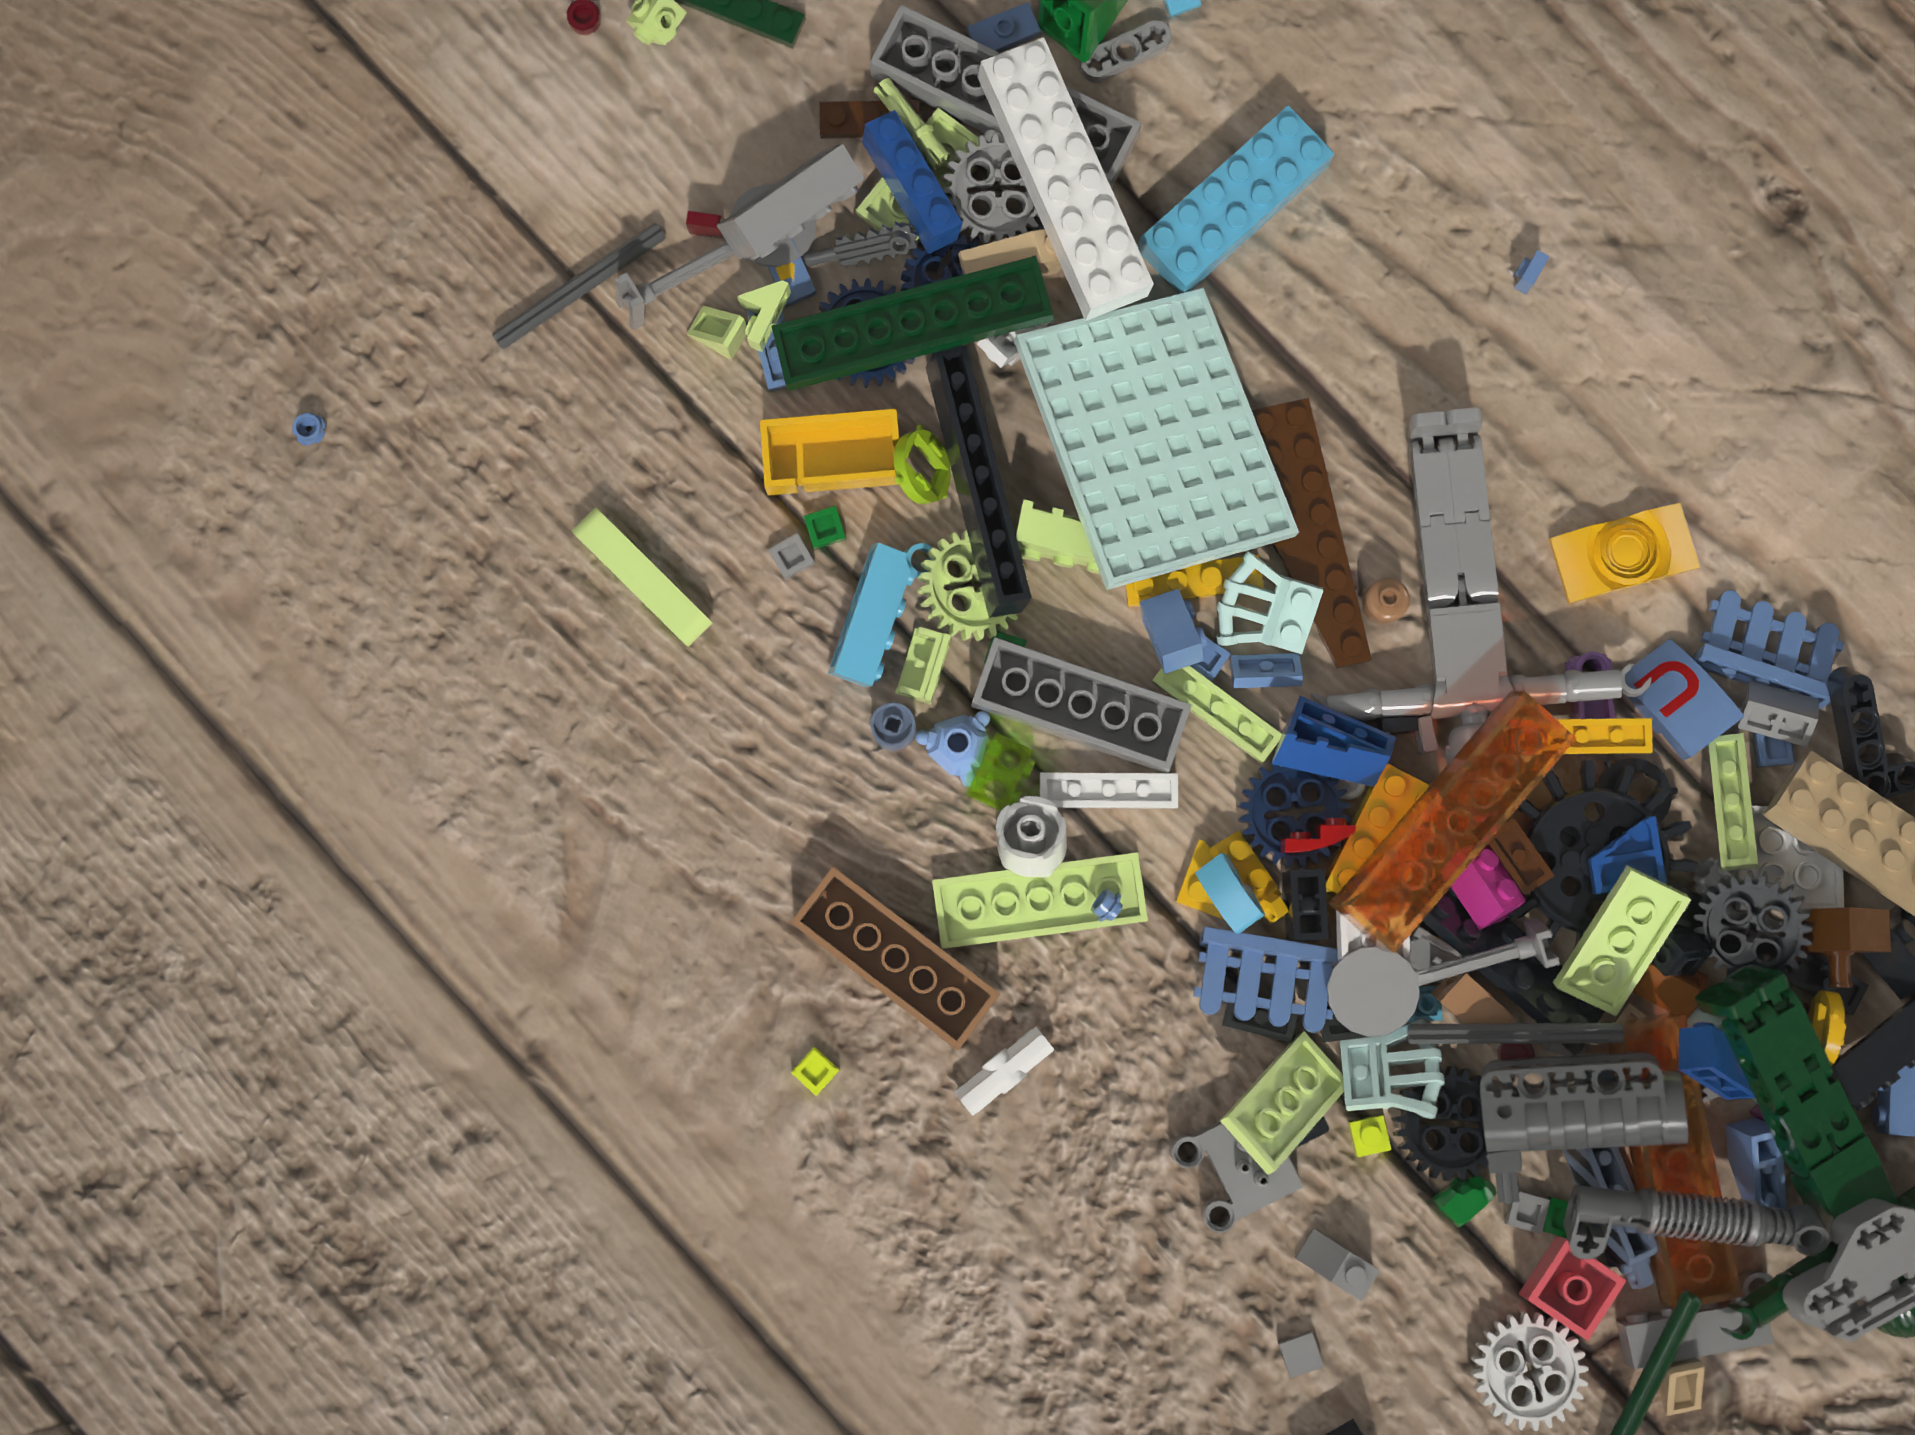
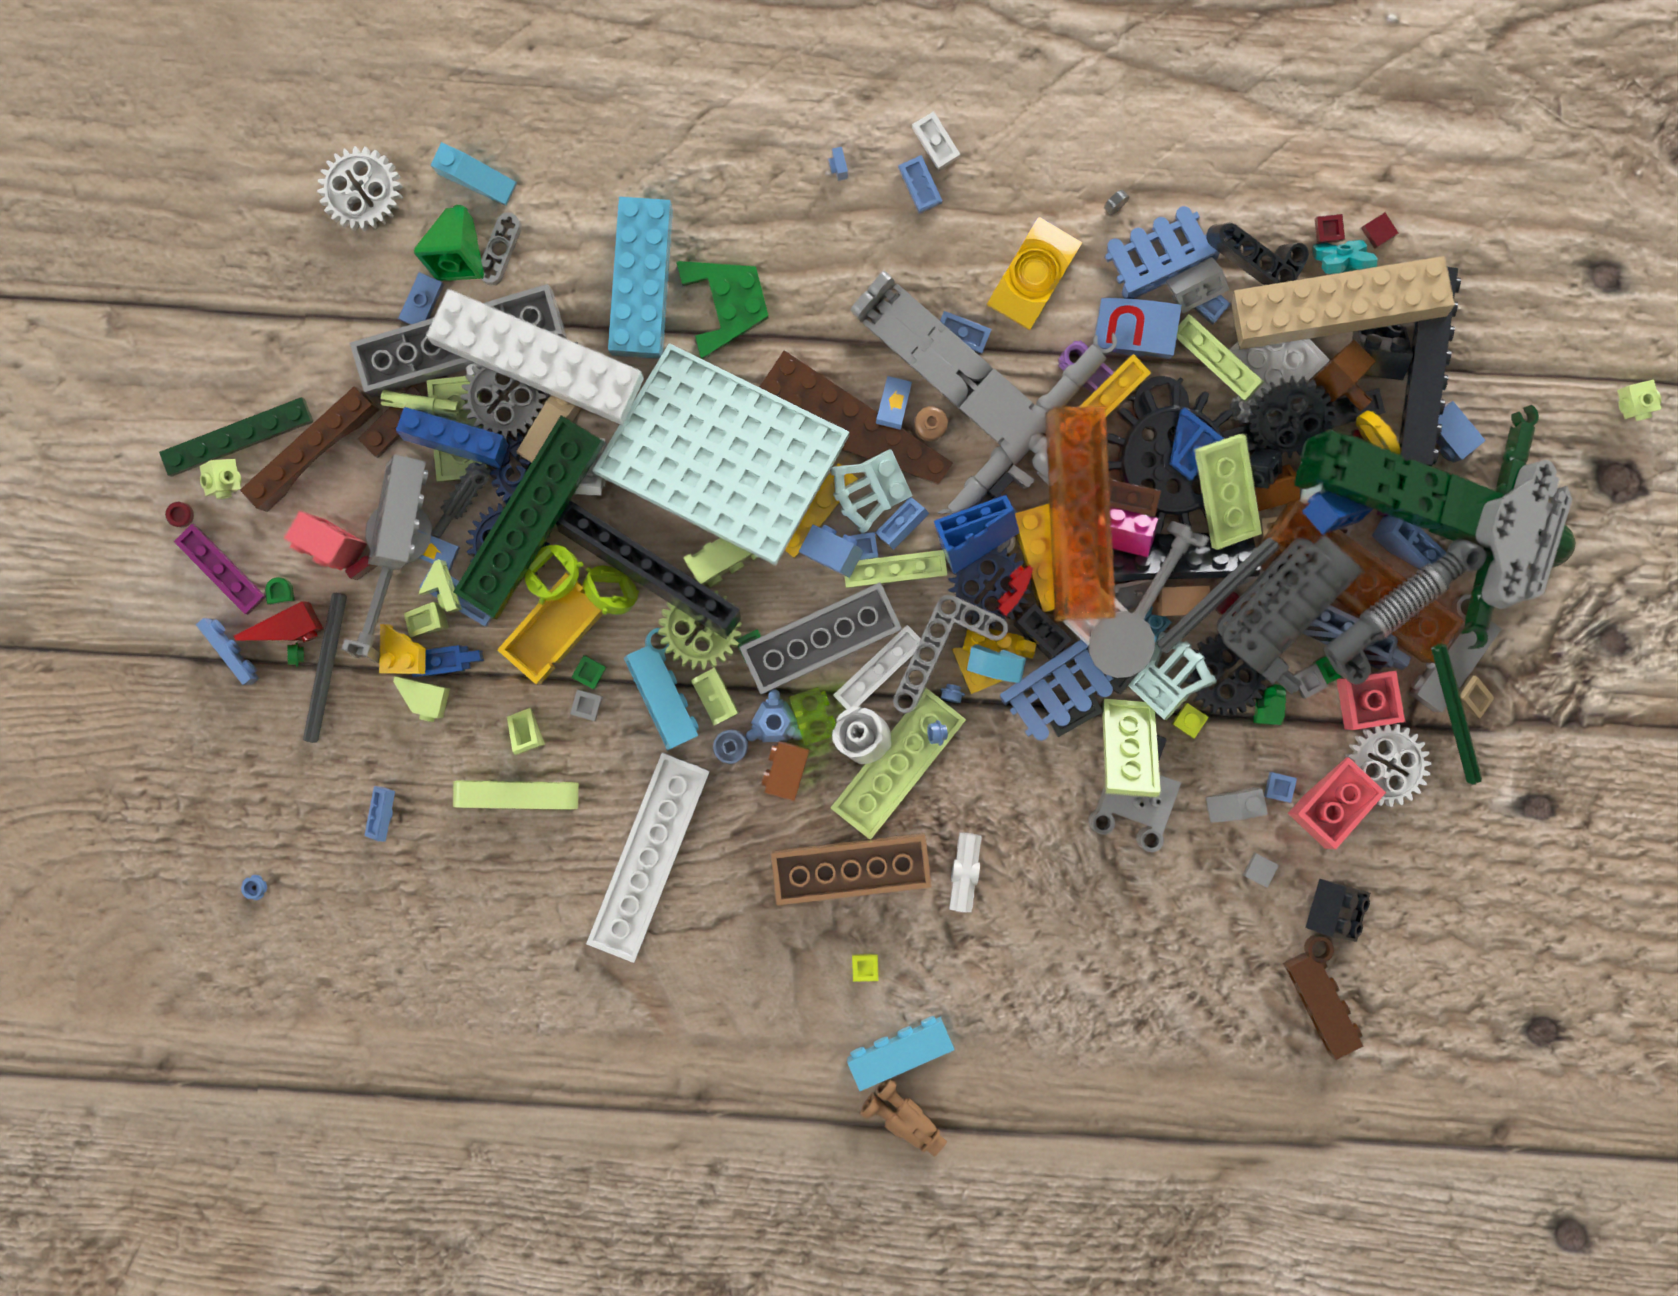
camera: 45 degrees left, 5 degrees up
(495, 471) = (379, 813): none -> medium blue plate
(504, 184) = (228, 650): none -> medium blue plate
(563, 247) = (295, 654): none -> green plate
(571, 101) = (220, 569): none -> magenta plate
(588, 215) = (291, 624): none -> red slope
(606, 174) = (279, 591): none -> green tile
(644, 401) = (423, 697): none -> yellowish green slope
(663, 338) = (400, 653): none -> yellow wing
(695, 164) = (325, 541): none -> coral brick
(697, 384) = (449, 660): none -> blue hinge
(707, 526) = (524, 732): none -> yellowish green slope
(708, 1262) = (906, 1121): none -> medium nougat piece
(709, 759) = (648, 857): none -> white plate
(713, 66) = (281, 473): none -> reddish brown arch
(769, 1188) = (899, 1053): none -> medium azure brick
(890, 373) = (568, 560): none -> lime piece
(925, 799) = (786, 770): none -> dark orange brick
(1157, 883) = (952, 693): none -> medium blue plate
(1192, 819) = (938, 644): none -> light grey beam
(1307, 308) = (736, 300): none -> green wing
(1368, 547) = (893, 402): none -> medium blue tile
(1398, 1289) = (1280, 787): none -> medium blue plate
(1441, 1360) = (1337, 804): none -> coral slope
(1508, 550) = (969, 332): none -> medium blue plate
(1592, 364) = (920, 184): none -> medium blue plate
(1646, 337) = (935, 140): none -> white plate
(1771, 559) = (1116, 202): none -> dark grey tile

